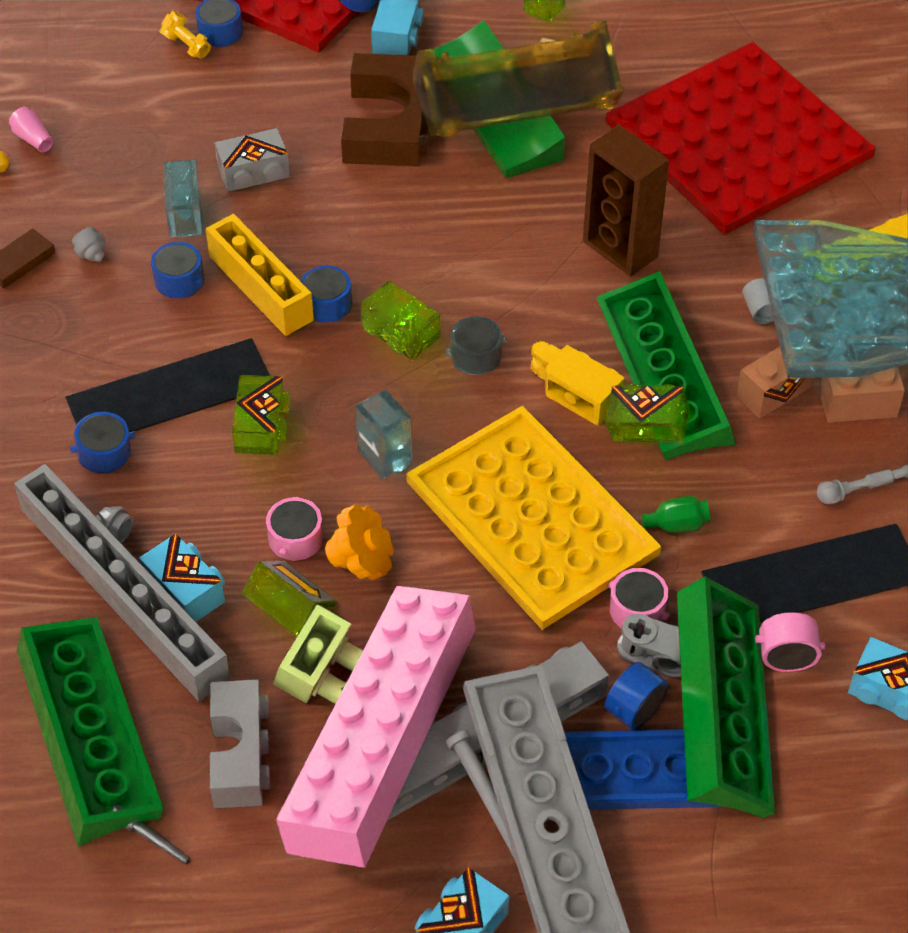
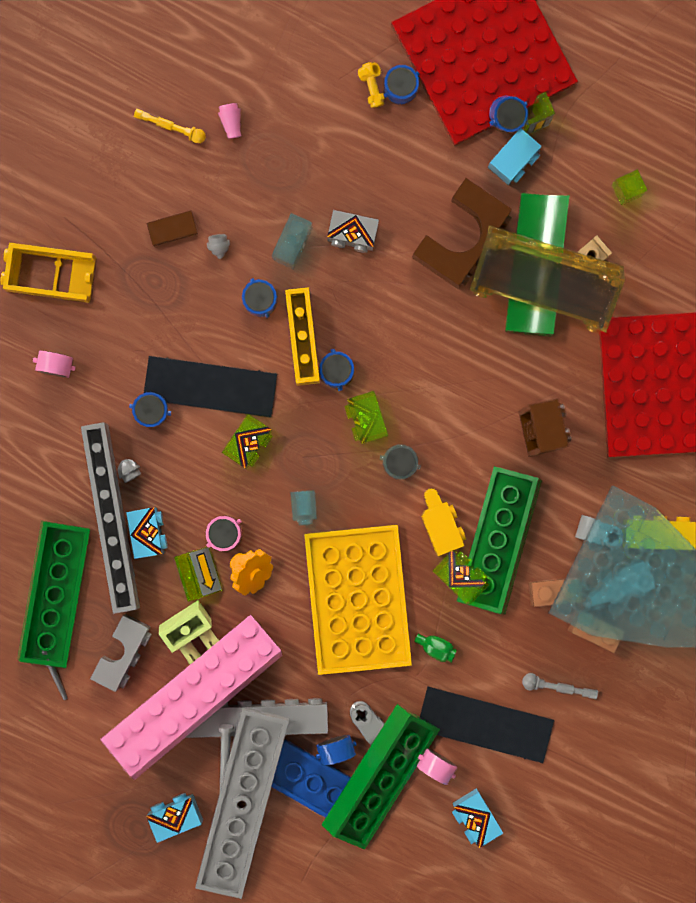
camera: 25 degrees right, 35 degrees up
(638, 593) = (378, 689): piece -> none

